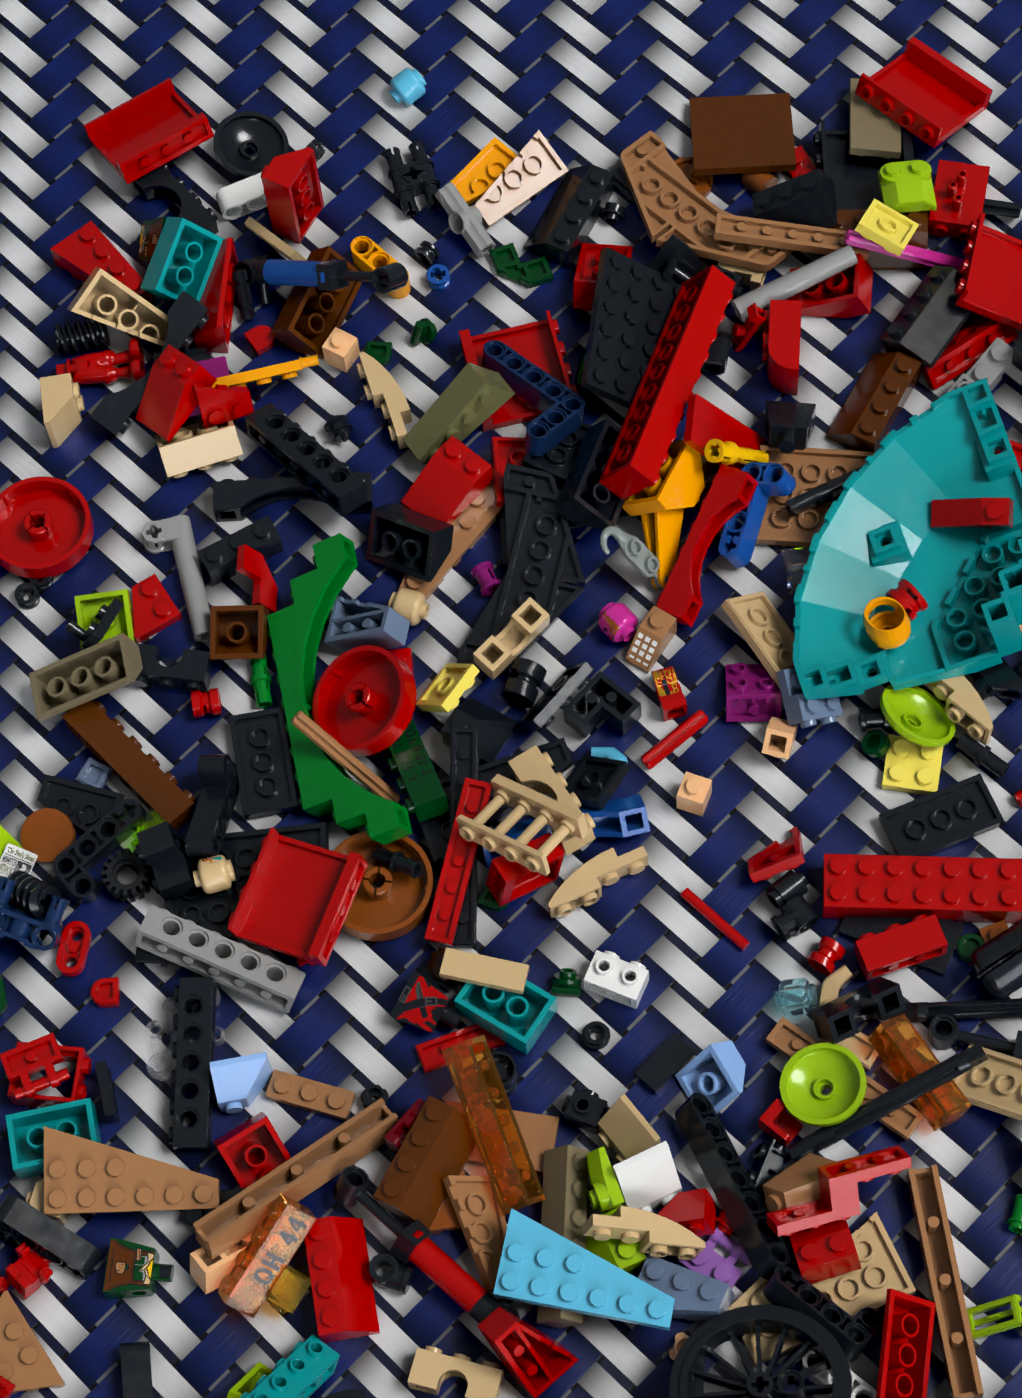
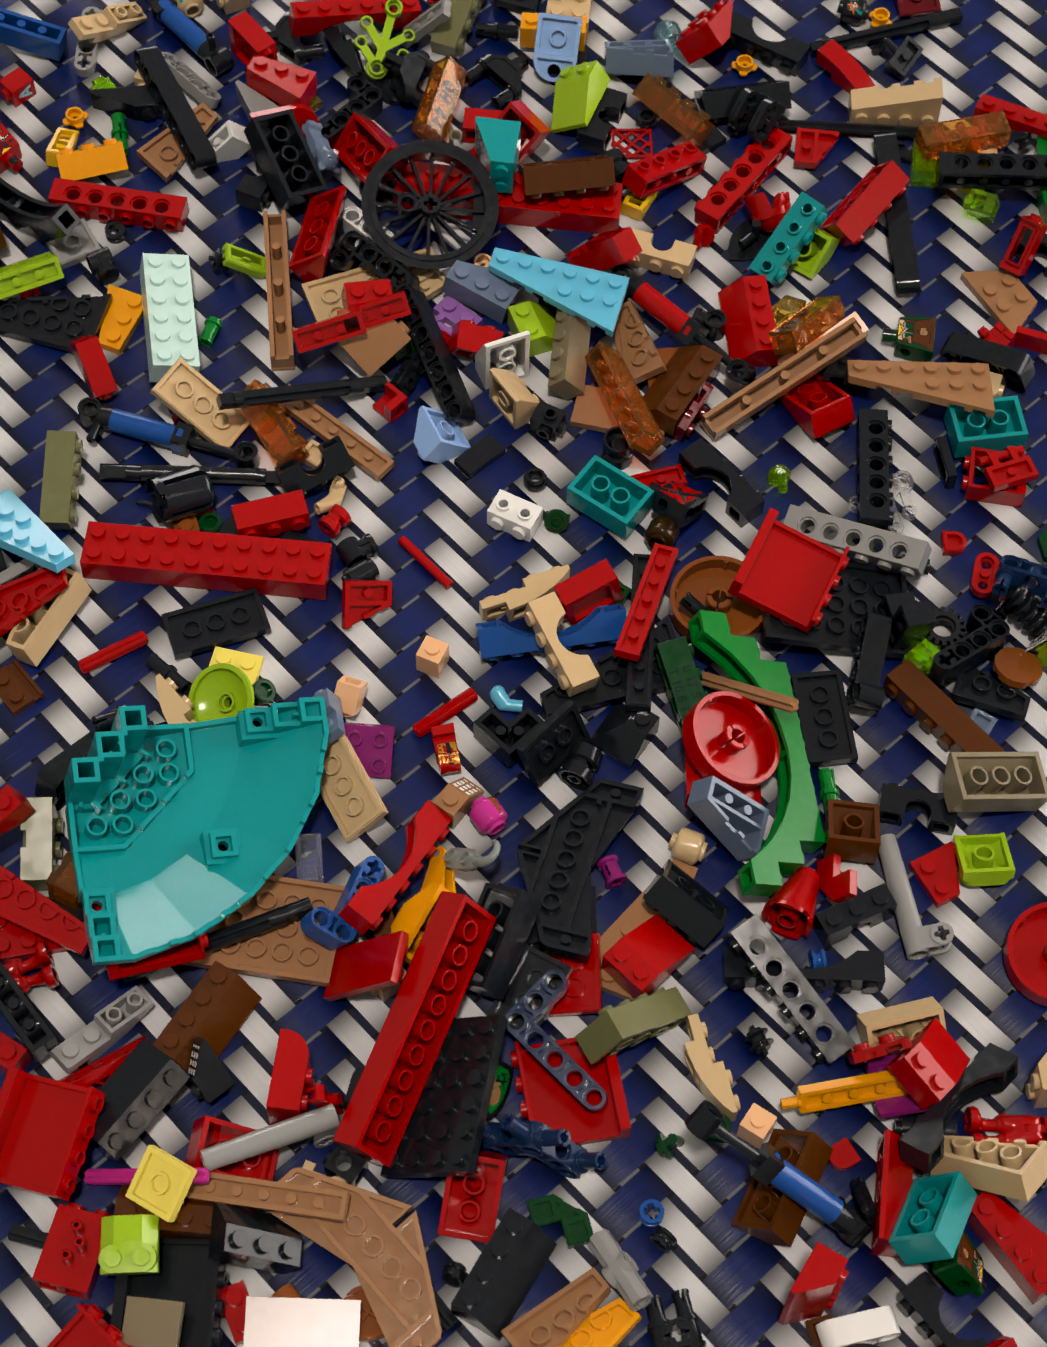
camera: 175 degrees right, 5 degrees down
(97, 630) = (985, 828): black plate -> none
(206, 702) = (878, 774): red wheel -> none
(214, 874) = (863, 600): tan head -> none
(240, 1080) = (834, 459): light blue slope -> none
(273, 240) = (812, 1232): tan tile -> none
(278, 507) = (817, 959): none -> blue bush
(295, 554) = (794, 905): none -> red cone
(307, 1062) = (779, 476): none -> clear neon green plate
(310, 1095) = (775, 453): medium nougat plate -> none
(373, 258) = (719, 1237): light orange beam -> none
(373, 1091) = (722, 441): black plate -> none
(397, 1068) = (703, 462): none -> black arch
(448, 687) = (652, 761): light yellow plate -> none
(484, 970) = (627, 507): tan tile -> none
(502, 649) = (606, 778): tan arch -> none
(525, 802) = (566, 607): tan fence -> none
(541, 298) = (538, 1140): none -> dark blue pin
(596, 780) = (522, 668): black plate -> none
(604, 1187) = (539, 351): lime slope -> none
(653, 1232) = (506, 316): tan slope -> none
(676, 260) = (392, 1184): black shield -> none
(730, 453) = (363, 936): yellow pin -> none
(789, 424) = (298, 995): black torso -> none
(795, 996) = (364, 491): clear light blue head -> none
(817, 1069) = (354, 400): lime dish -> none
(863, 349) = (207, 1072): none -> black slope
(887, 628) = (235, 757): light orange helmet -> none
(909, 598) = (213, 782): red wheel -> none
(972, 513) = (131, 851): red slope -> none

